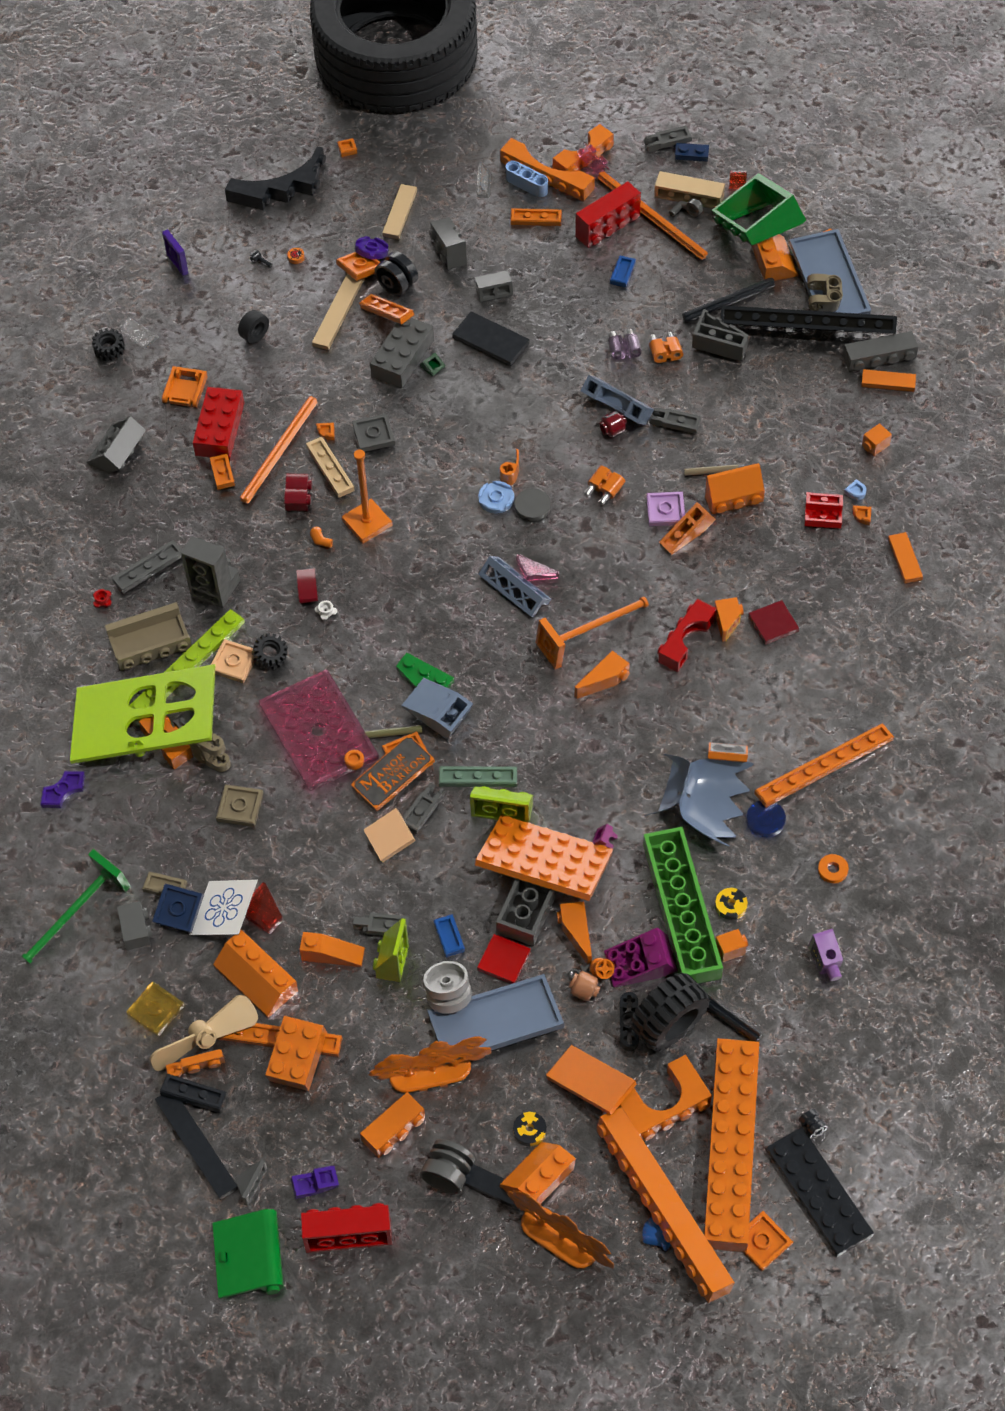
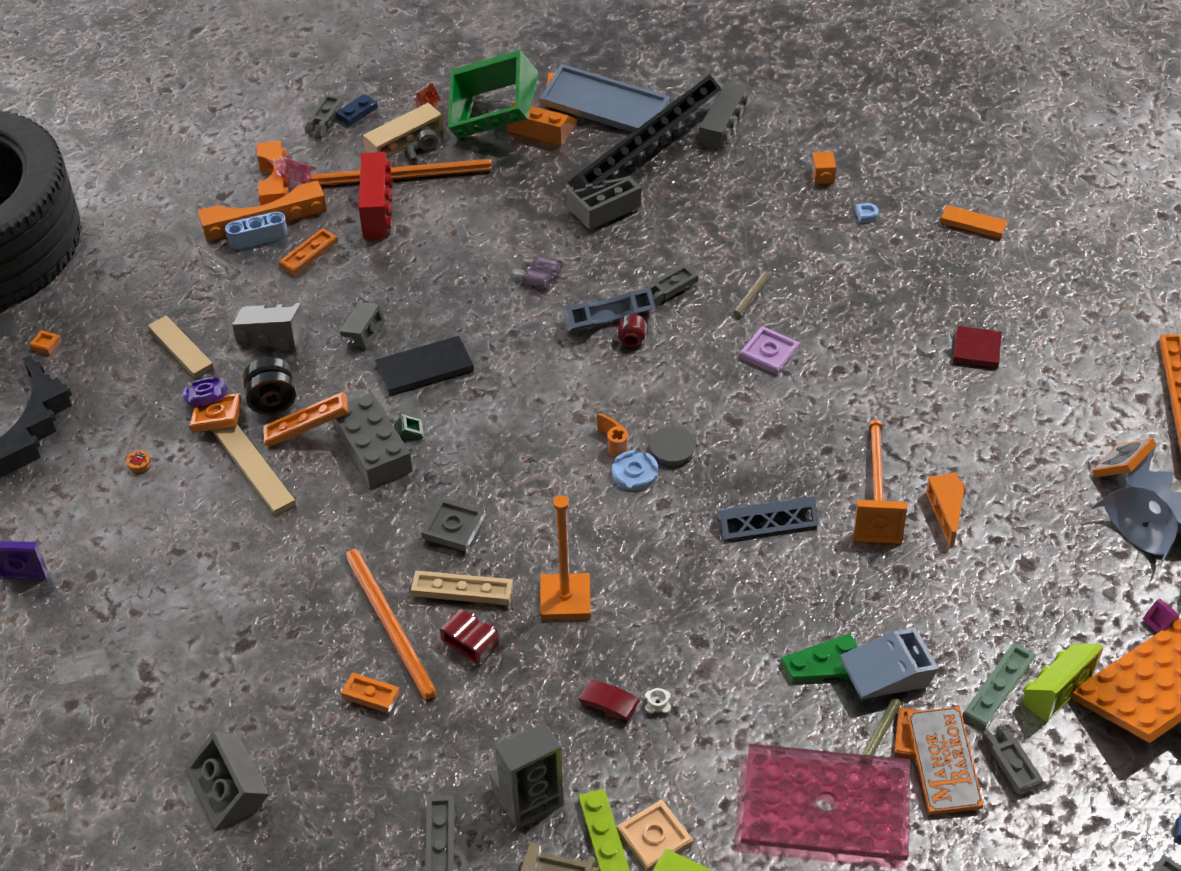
camera: 55 degrees left, 10 degrees down
(106, 337) = (71, 715): black tyre -> none
(184, 391) = (213, 668): orange container -> none
(218, 422) = (300, 656): red brick -> none
(253, 326) = (201, 546): black tyre -> none
(256, 255) = (100, 495): black hand -> none
(273, 642) = (675, 798): black tyre -> none
(318, 538) = (551, 653): orange arm -> none
(326, 430) = (405, 565): orange tile -> none
(354, 759) = (903, 785): orange tile -> none
(389, 835) = (1032, 811): light nougat tile -> none
(535, 571) = (759, 490): clear pink tile -> none
(606, 482) = (700, 373): orange piece -> none
(622, 271) = (445, 227): blue tile -> none
(665, 349) = (574, 246): orange piece -> none
(687, 528) = (814, 344): orange slope -> none
(697, 618) = (959, 434): red arch -> none
(728, 616) = (949, 374): orange slope -> none
(729, 299) = (559, 177): black axle -> none
(734, 488) = (801, 285): orange slope -> none
(823, 510) = (871, 244): red slope -> none
(832, 292) = (628, 104): dark tan piece -> none
(862, 514) = (898, 223): orange tile -> none
(888, 380) = (758, 128): orange tile -> none

